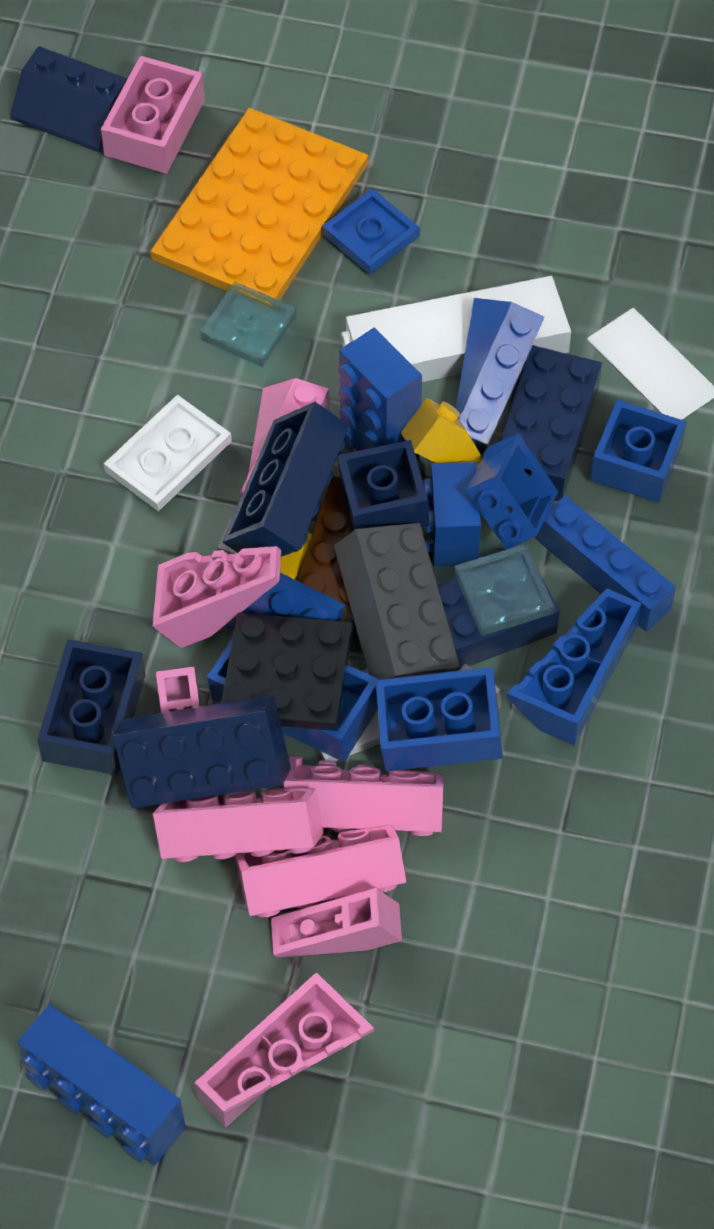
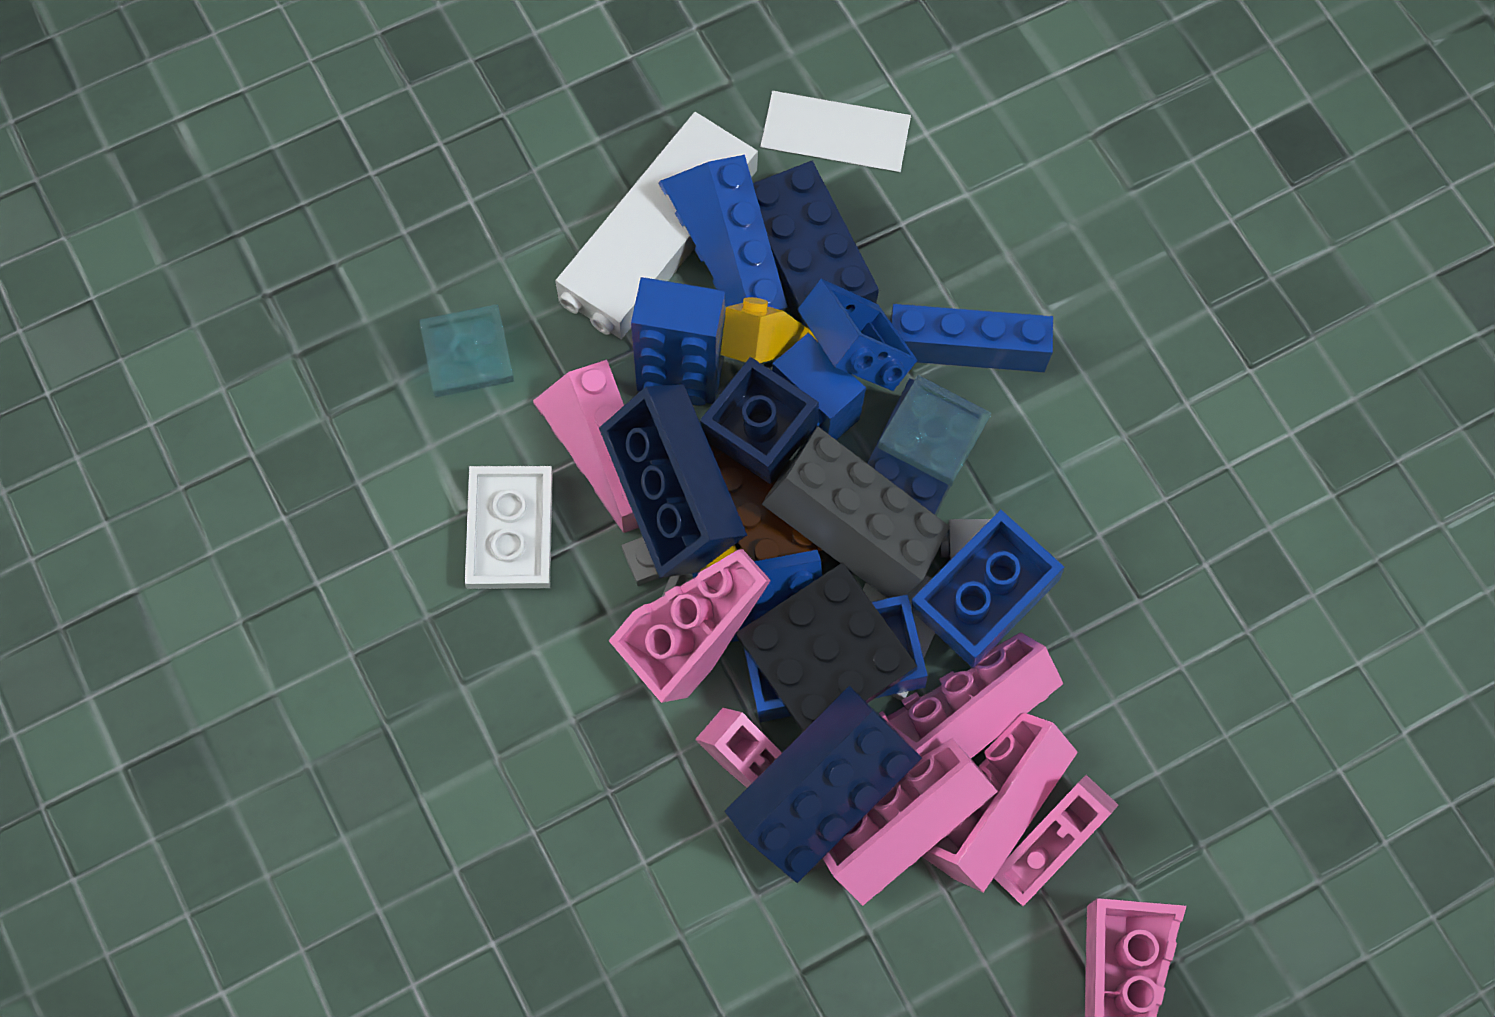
camera: 45 degrees left, 10 degrees up
(65, 97) = (93, 255): dark blue slope -> none
(87, 704) = (675, 819): dark blue brick -> none
(153, 114) = (192, 213): bright pink brick -> none
(260, 206) = (368, 231): light orange plate -> none
(371, 231) = (492, 182): blue plate -> none
(571, 678) = (1044, 460): blue wedge -> none
(638, 450) = (907, 217): blue brick -> none

